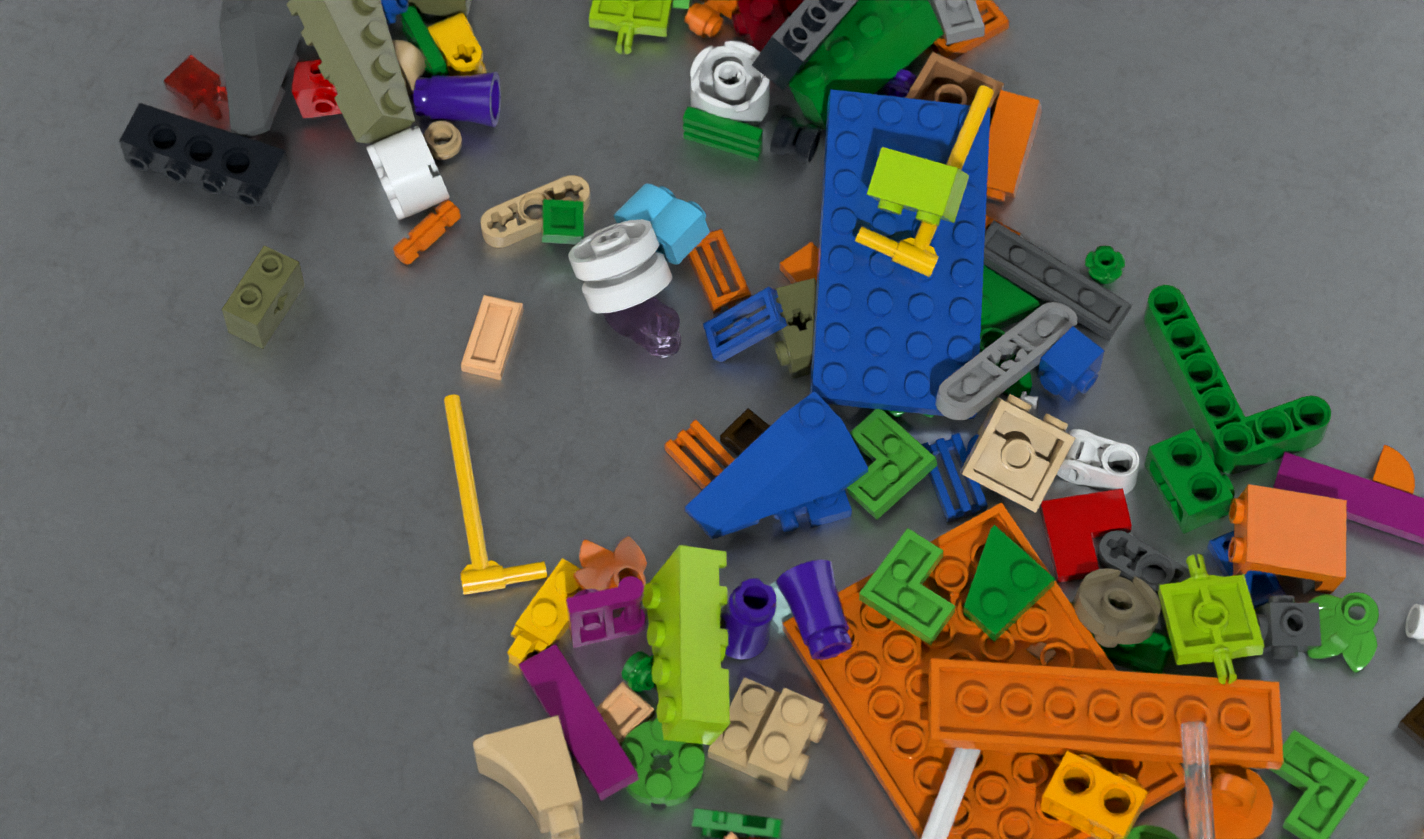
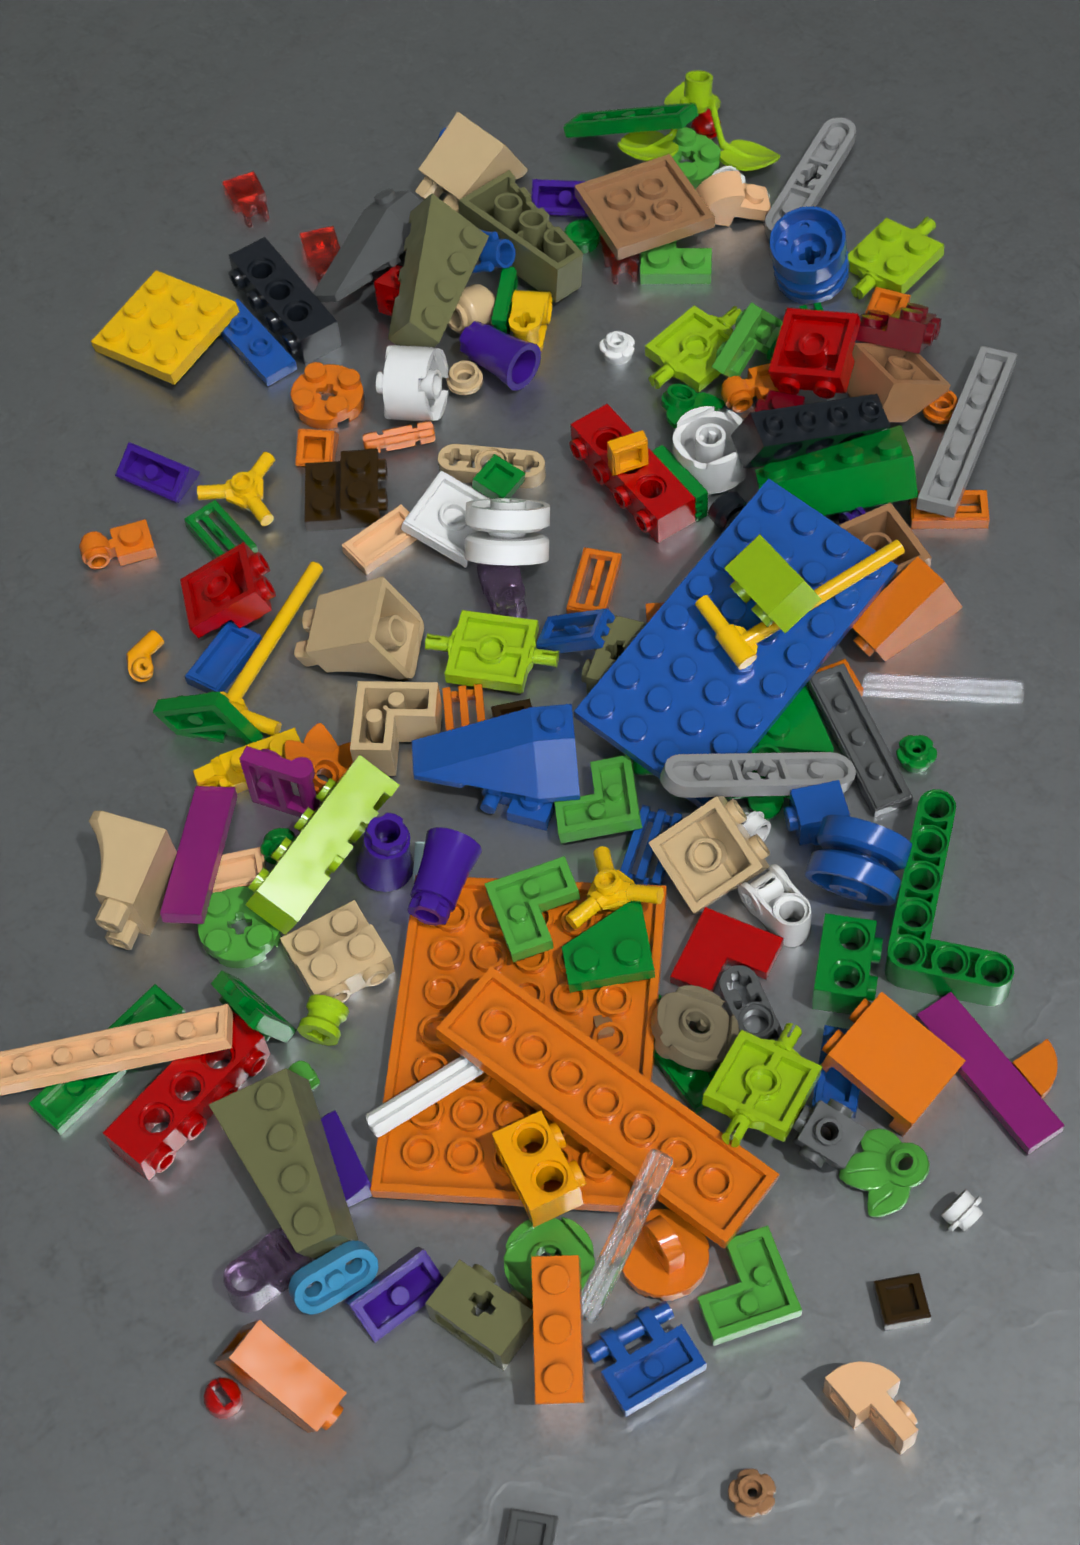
camera: 40 degrees right, 5 degrees down
(69, 67) = (247, 196): none -> clear red plate
(106, 247) = (165, 327): none -> yellow plate
(203, 214) = (258, 347): none -> blue plate
(219, 396) = (156, 472): none -> dark purple slope
(251, 478) = (128, 543): none -> orange plate
(263, 297) = (239, 417): olive brick -> none
(317, 208) = (324, 379): none -> orange plate
(324, 364) = (244, 489): none -> yellow piece
(330, 434) = (203, 537): none -> green tile
(356, 286) = (316, 446): none -> orange slope
(360, 580) = (139, 656): none -> light orange arm
(397, 469) = (227, 590): none -> red plate
(421, 311) = (345, 491): none -> dark brown plate
(438, 534) = (223, 658): none -> blue tile
(478, 597) = (205, 717): none -> green wing
(542, 282) = (441, 517): none -> white plate
(552, 436) = (363, 631): none -> tan hips
(558, 40) = (617, 347): none -> white plate
(646, 497) = (390, 715): none -> tan brick
(661, 131) = (648, 492): none -> red brick
(670, 56) = (682, 398): none -> green plate
(672, 132) = (627, 452): none -> light orange tile
(675, 222) = (577, 522): medium azure brick -> none
(681, 384) = (492, 651): none -> lime plate
(805, 795) = (323, 1020): none -> lime wheel
(966, 533) = (611, 891): none -> yellow piece
(1083, 195) = (943, 688): none -> clear axle
(1144, 385) = (858, 860): none -> blue wheel

